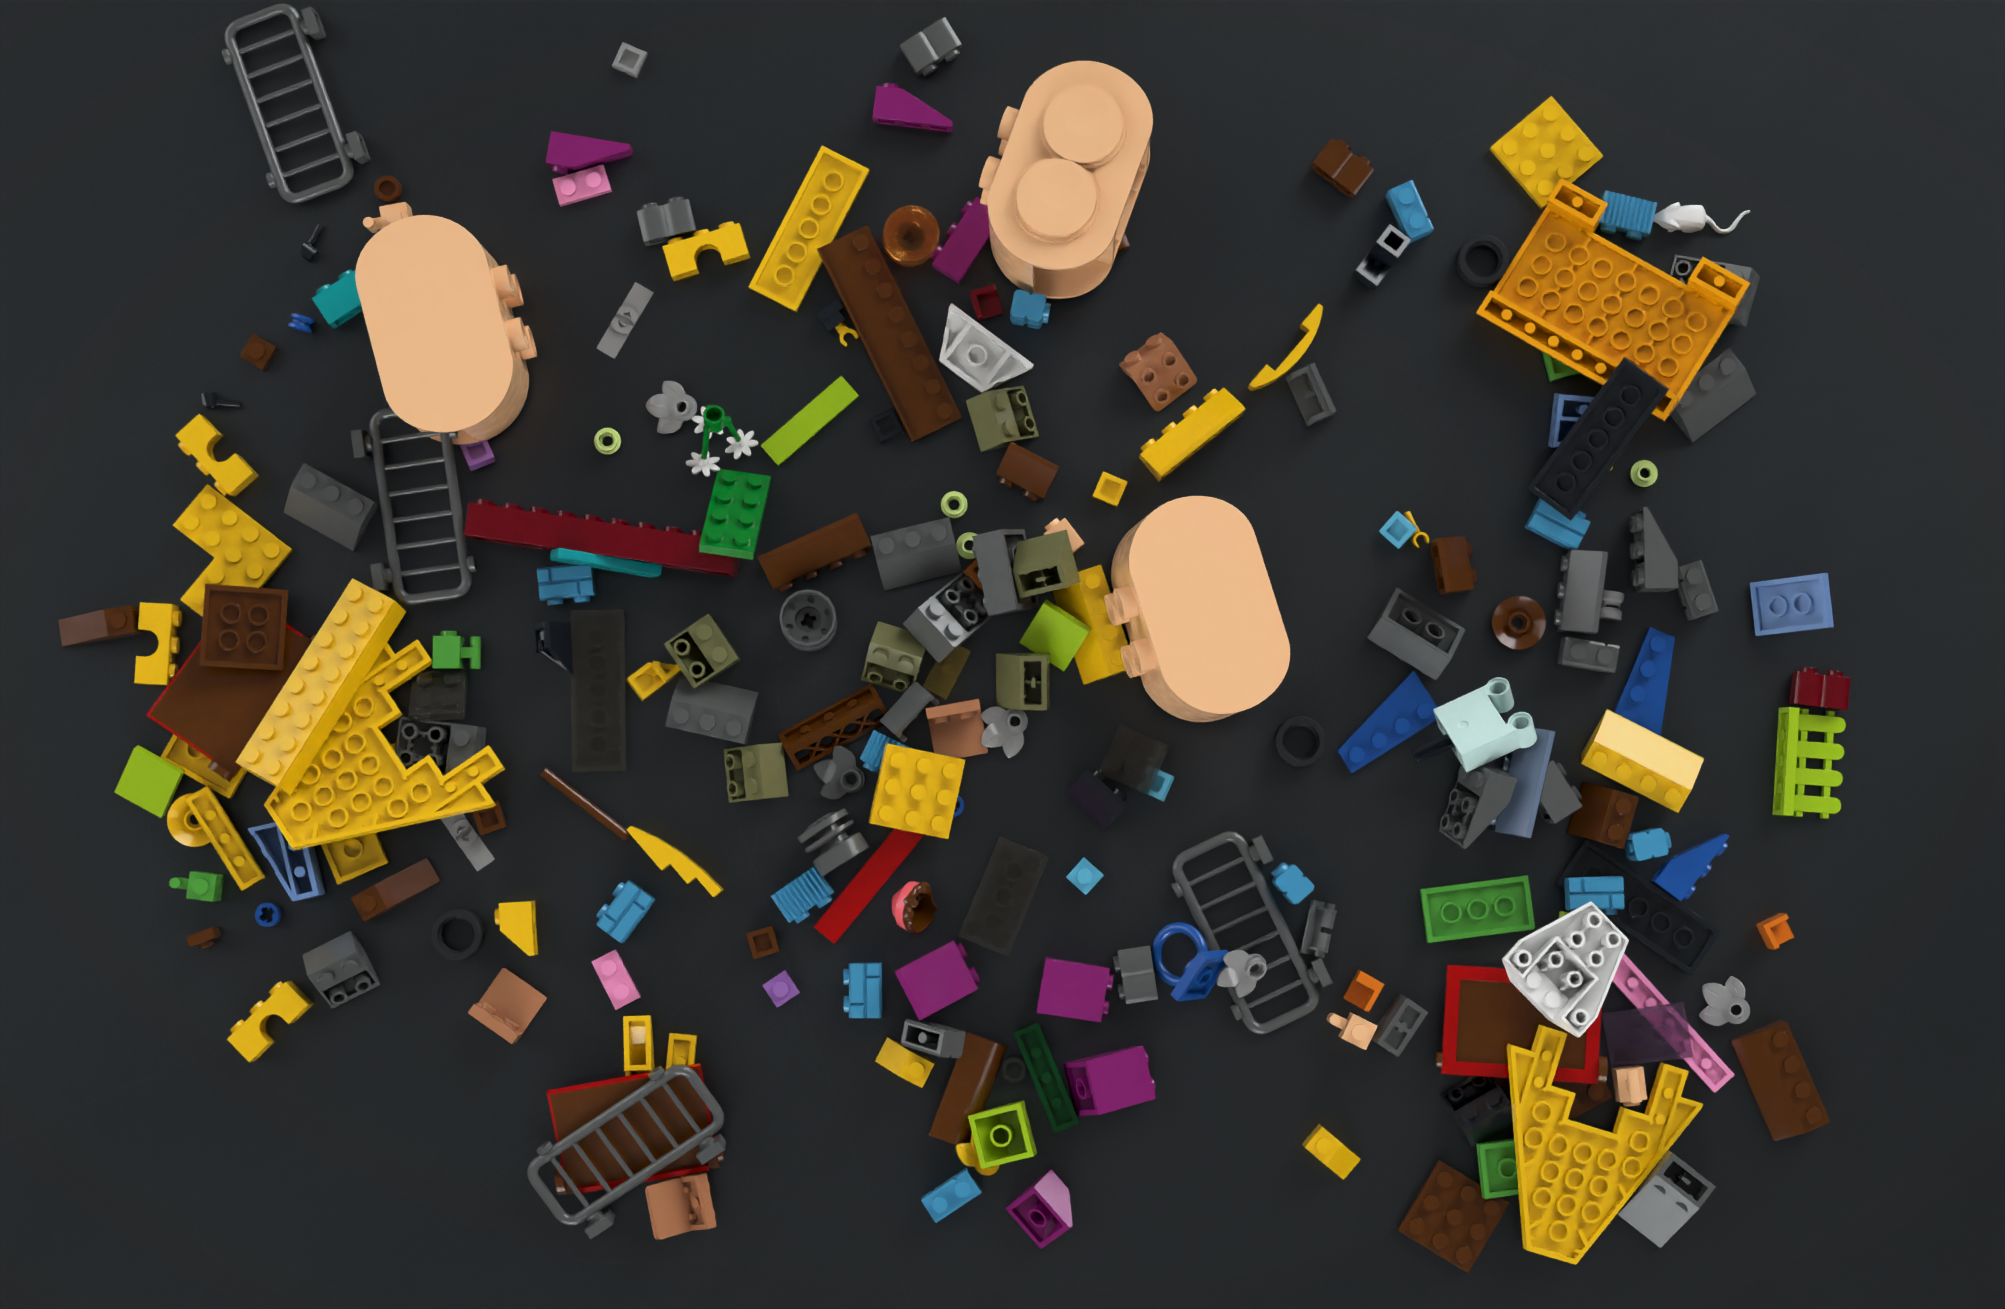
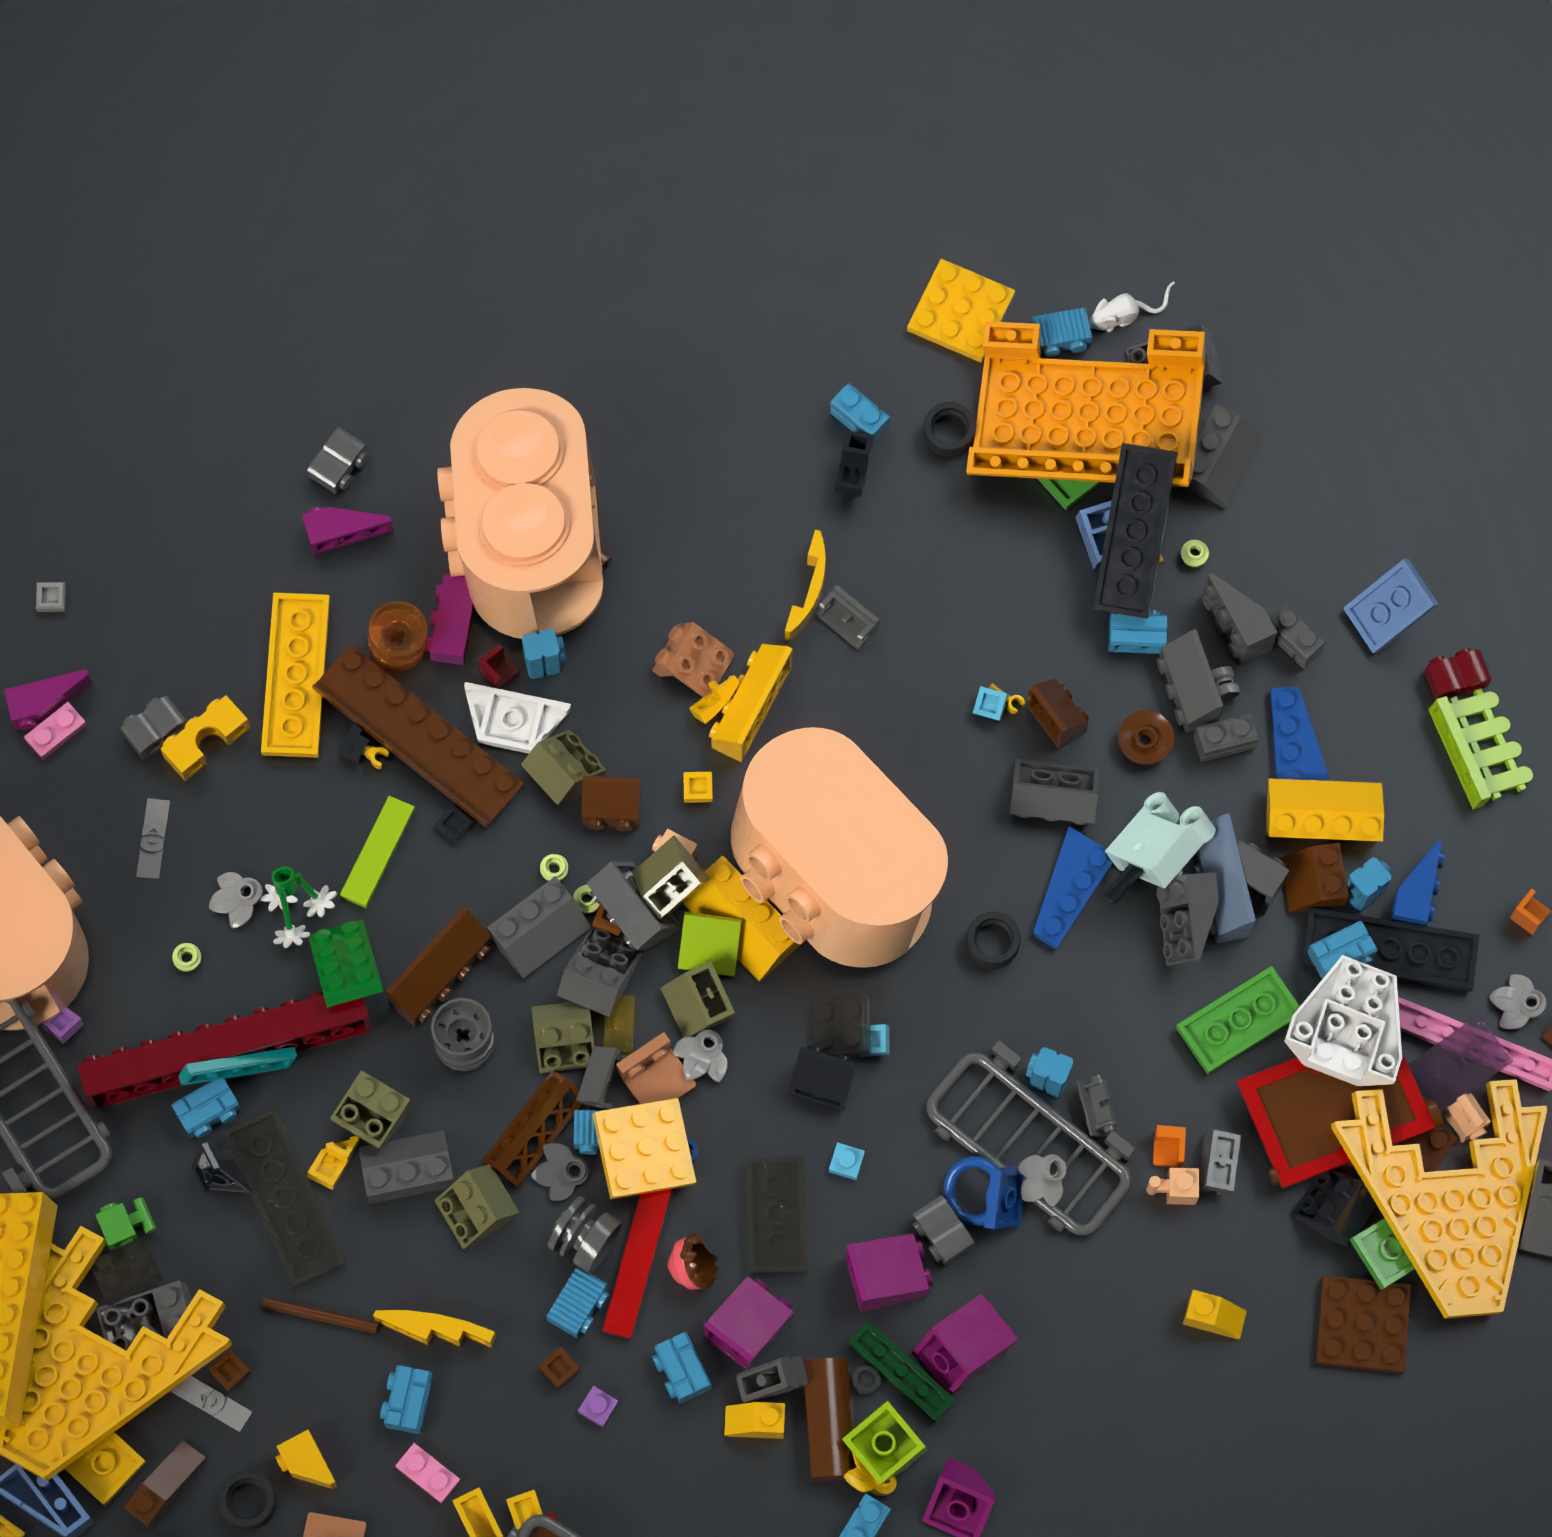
camera: 30 degrees left, 15 degrees down
(1159, 418) = (714, 701): none -> yellow slope
(1342, 167) = (778, 402): reddish brown brick -> none

